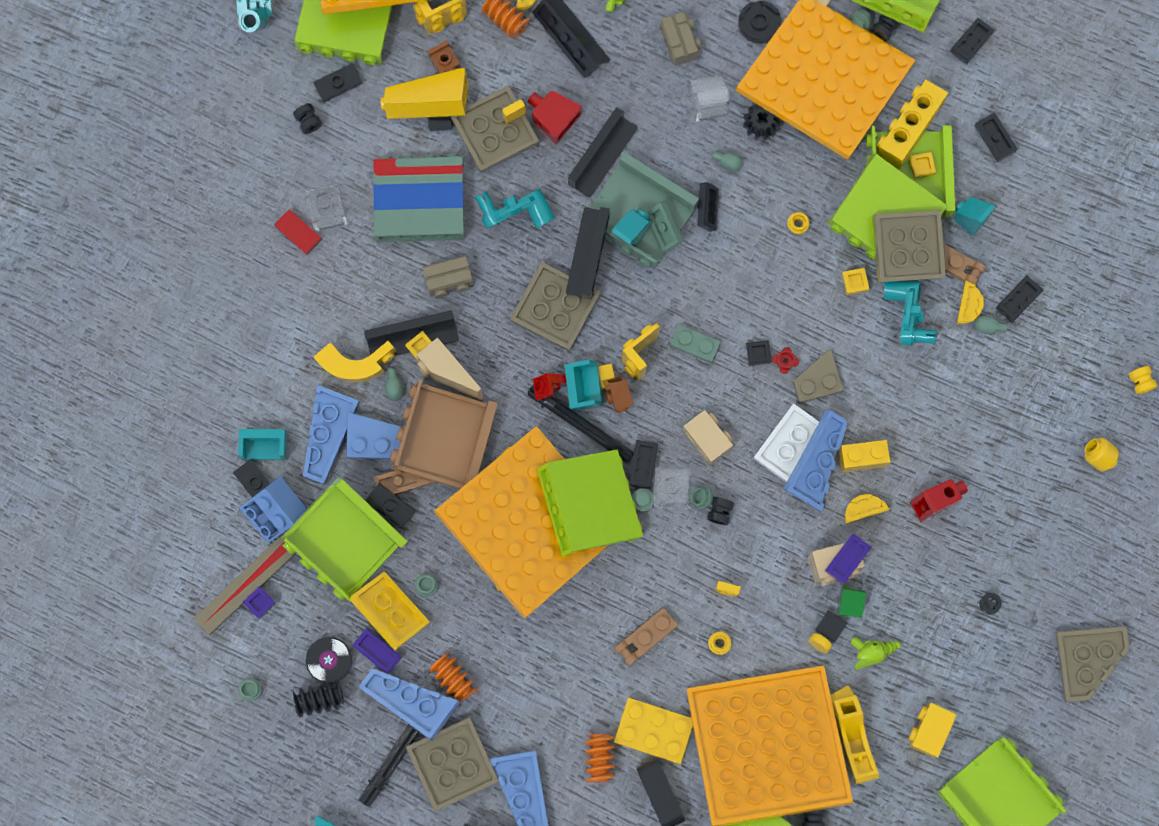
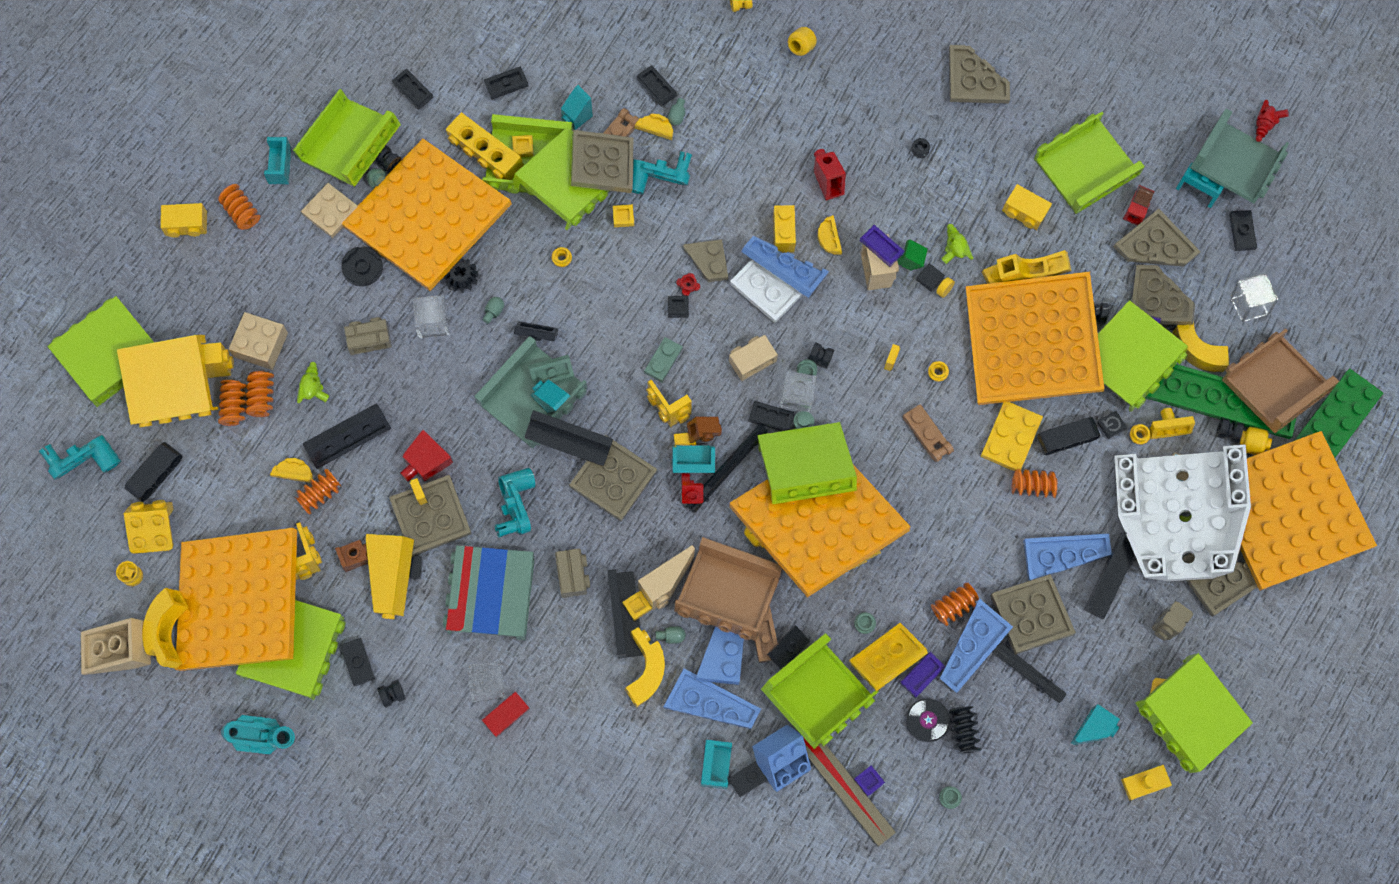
camera: 90 degrees left, 5 degrees down
(602, 153) = (469, 420): black panel -> none

